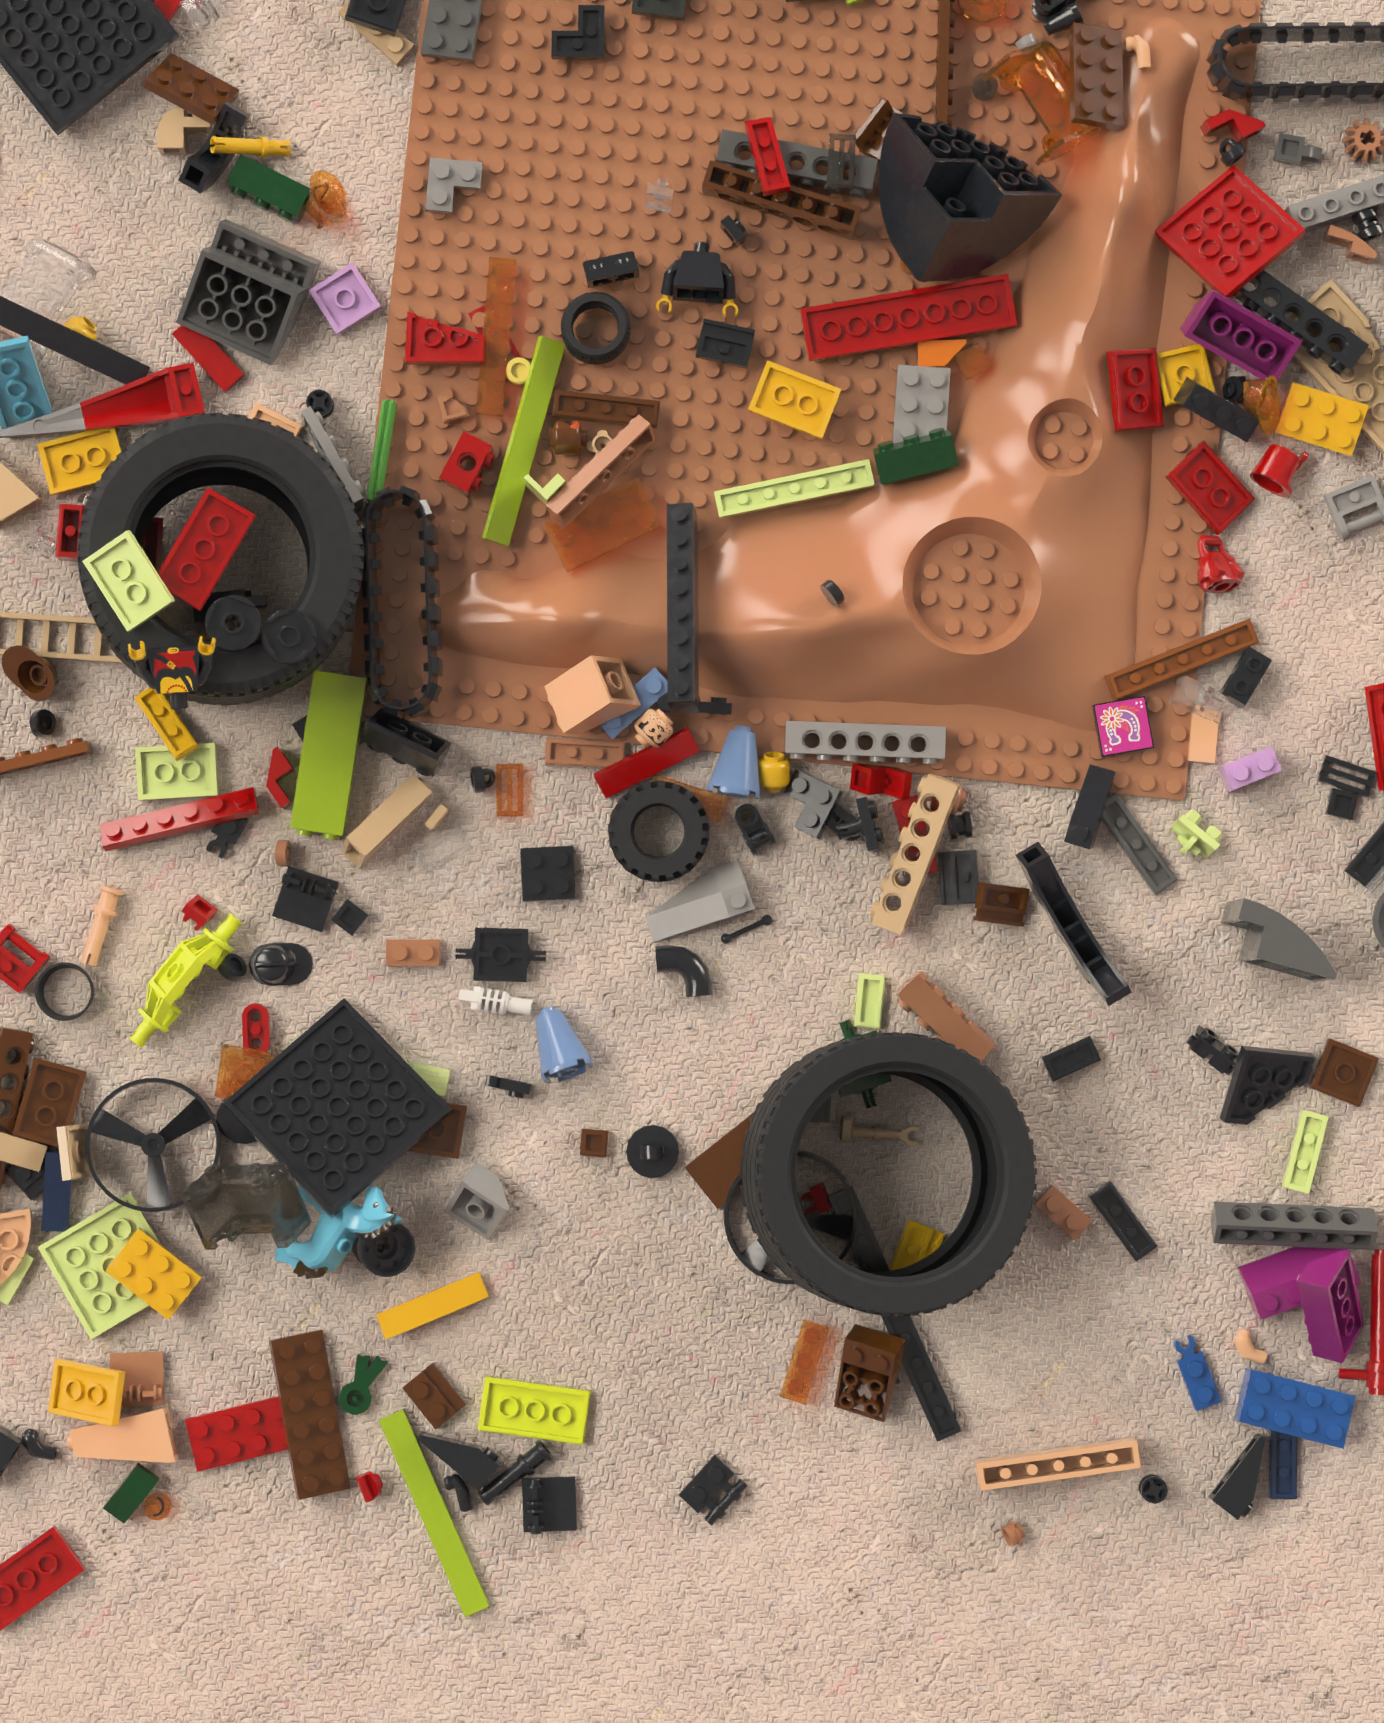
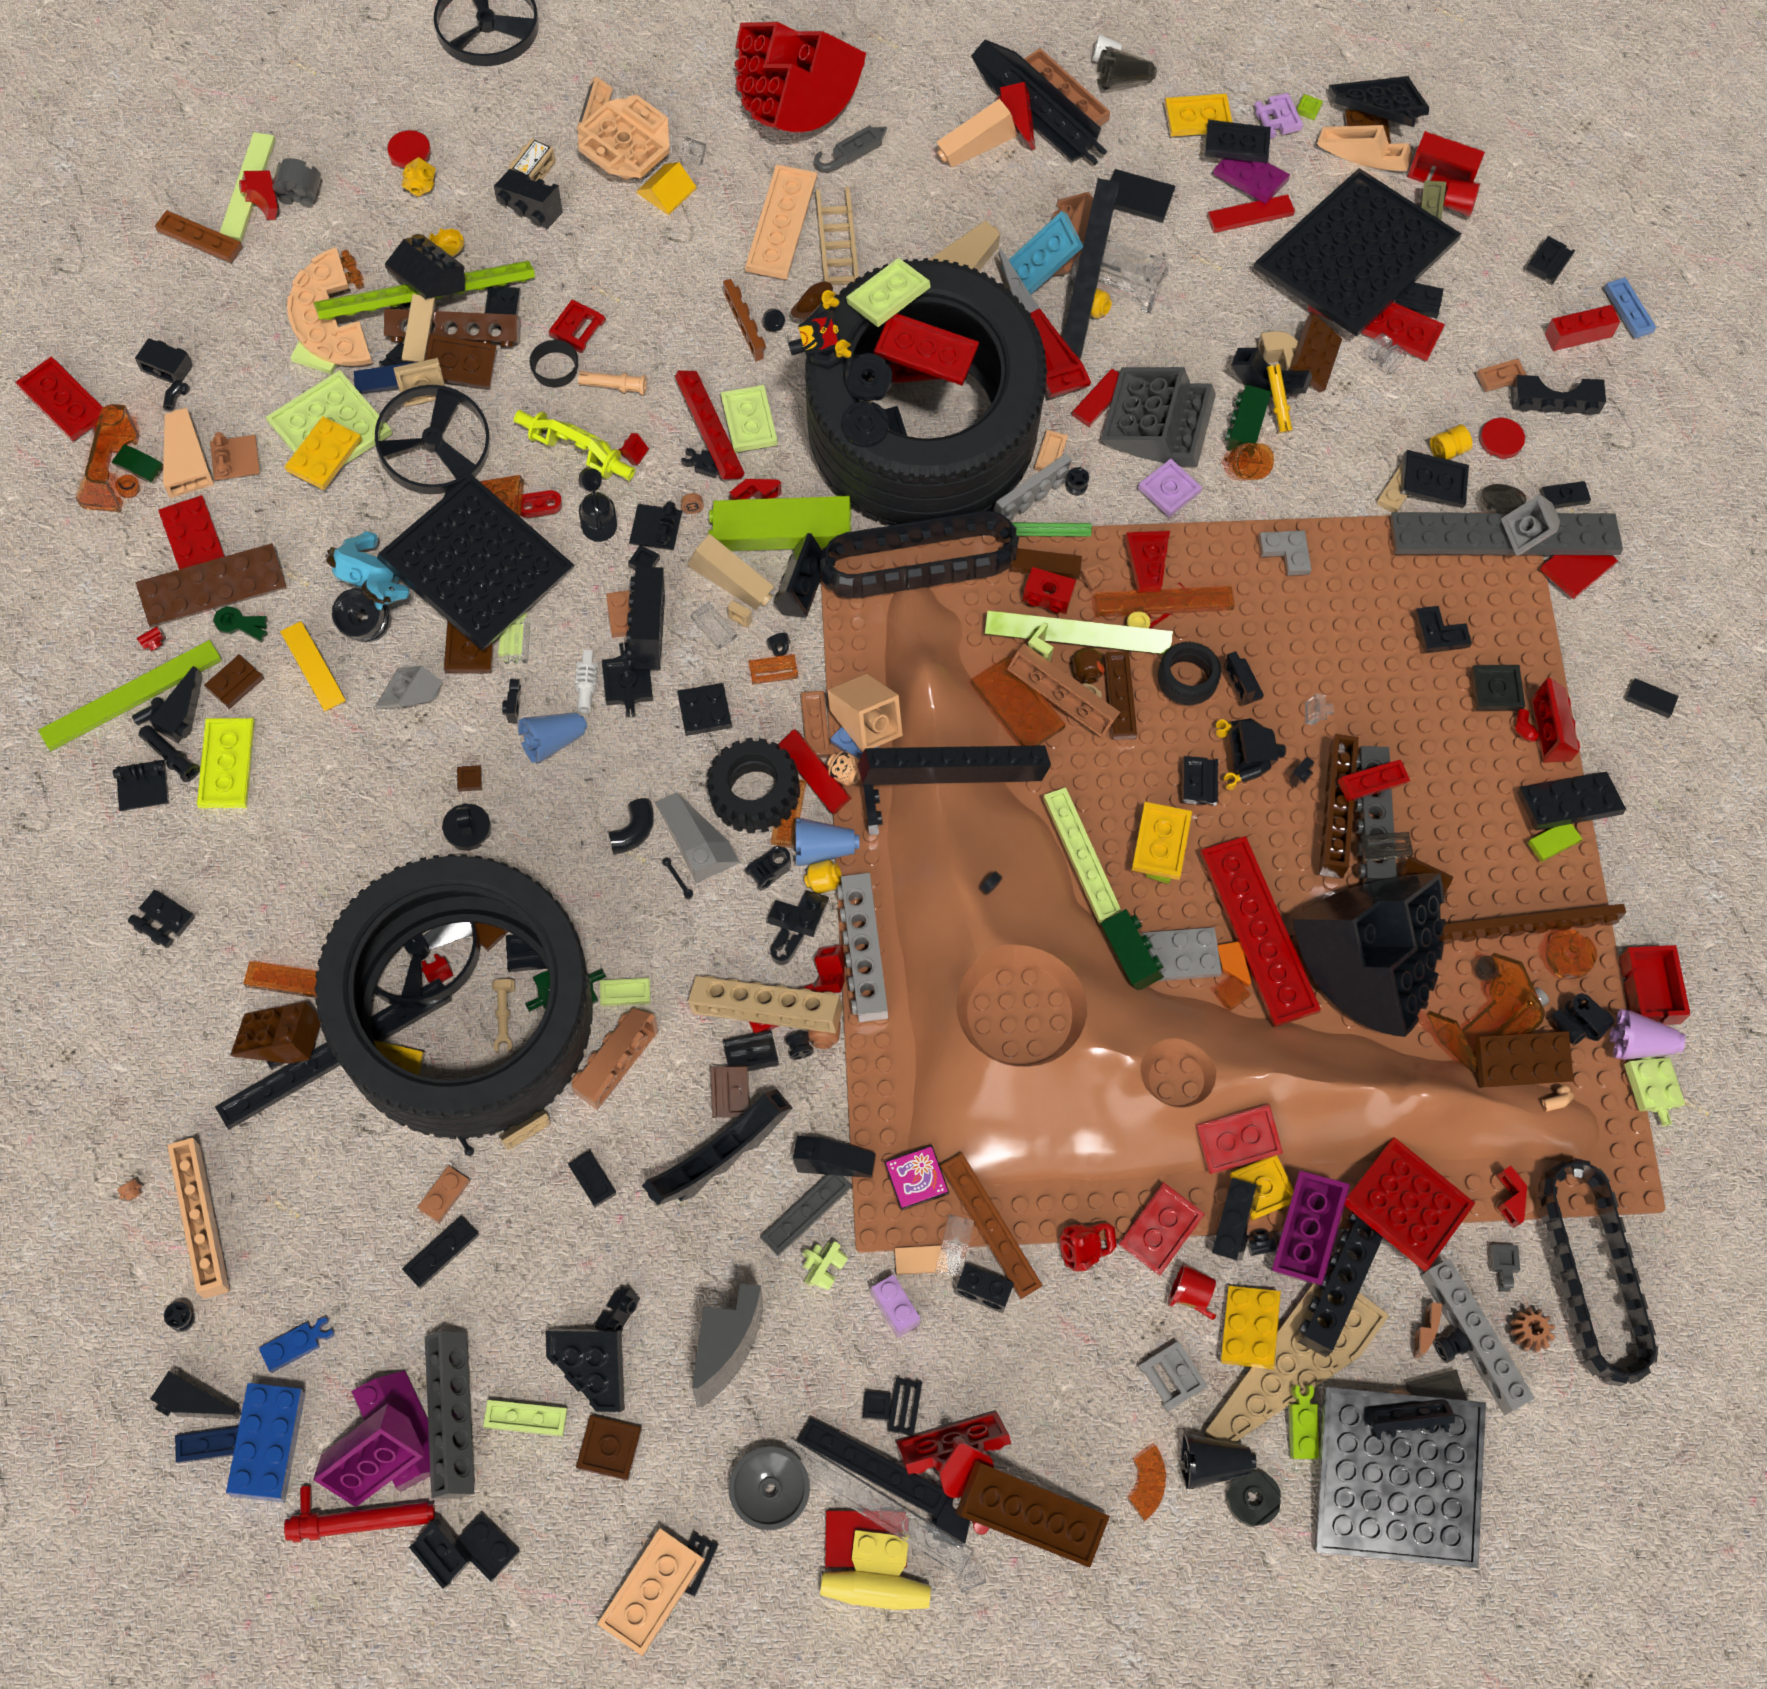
camera: 80 degrees right, 20 degrees down
(86, 1392) = (219, 416): yellow plate -> none
(157, 1548) = (109, 434): none -> clear orange windscreen
(166, 723) = (784, 406): yellow tile -> none
(246, 1201) = (387, 500): clear smoke windscreen -> none
(428, 457) = (1057, 563): none -> reddish brown tile
(437, 921) = (646, 618): none -> black brick
(864, 825) = (785, 958): black plate -> none
(1232, 155) = (1486, 1200): black tile -> none
(1246, 1349) = (322, 1389): light nougat arm -> none
(1263, 401) = (1252, 1263): clear orange piece -> none

